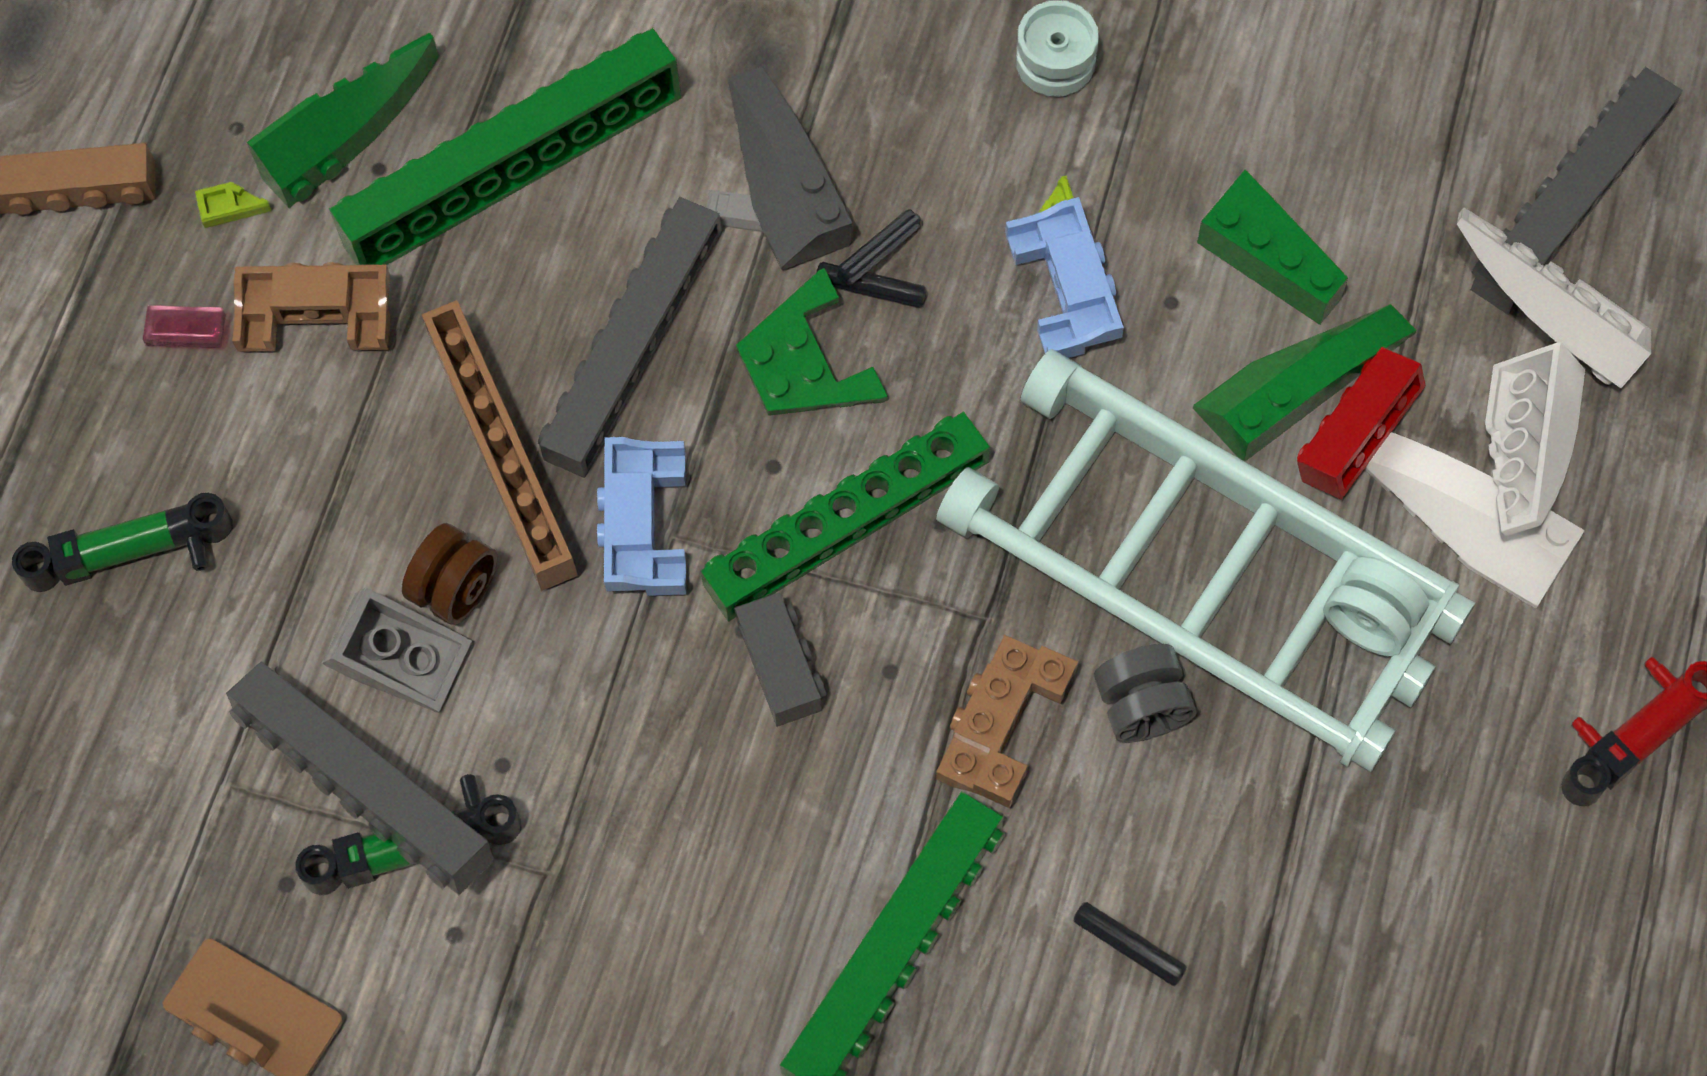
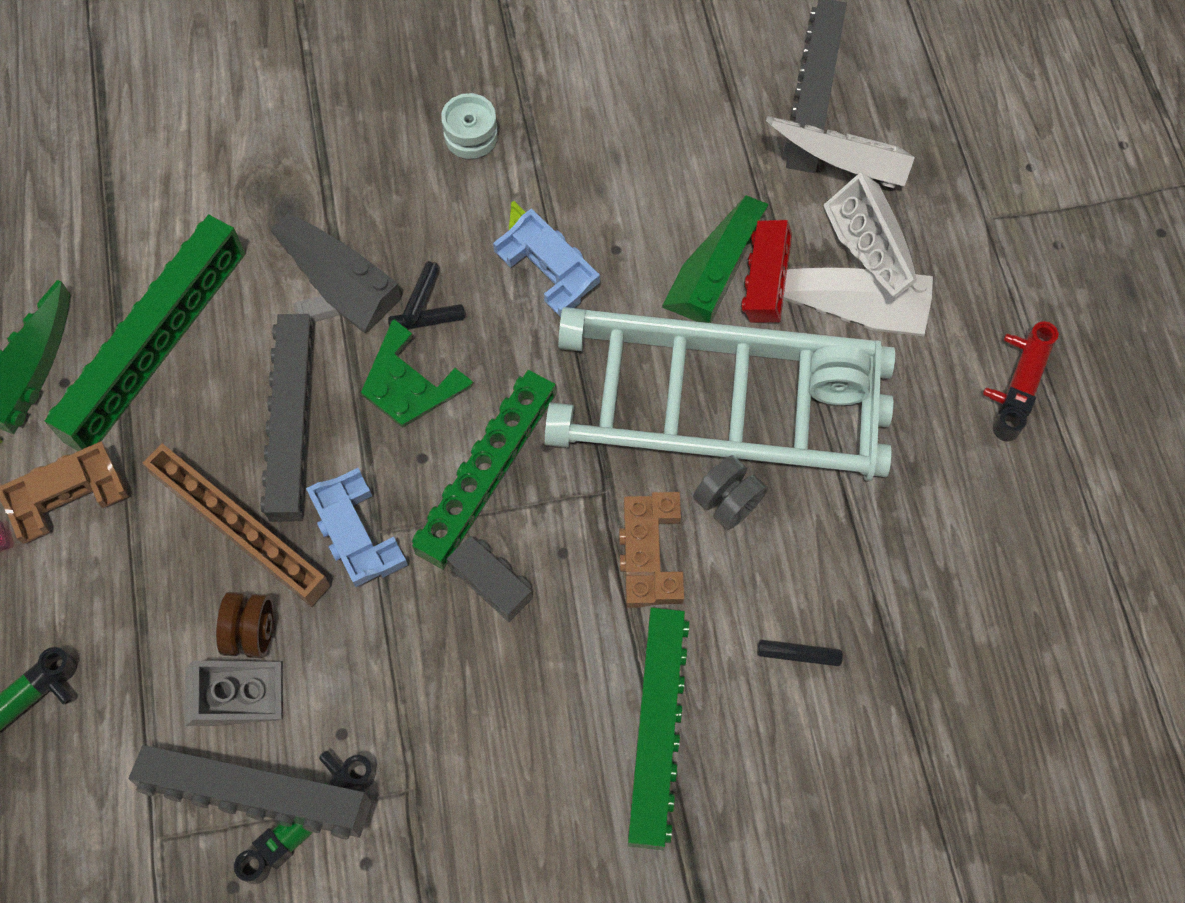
camera: 30 degrees left, 0 degrees up
(1272, 249) = (661, 192): green wedge -> none

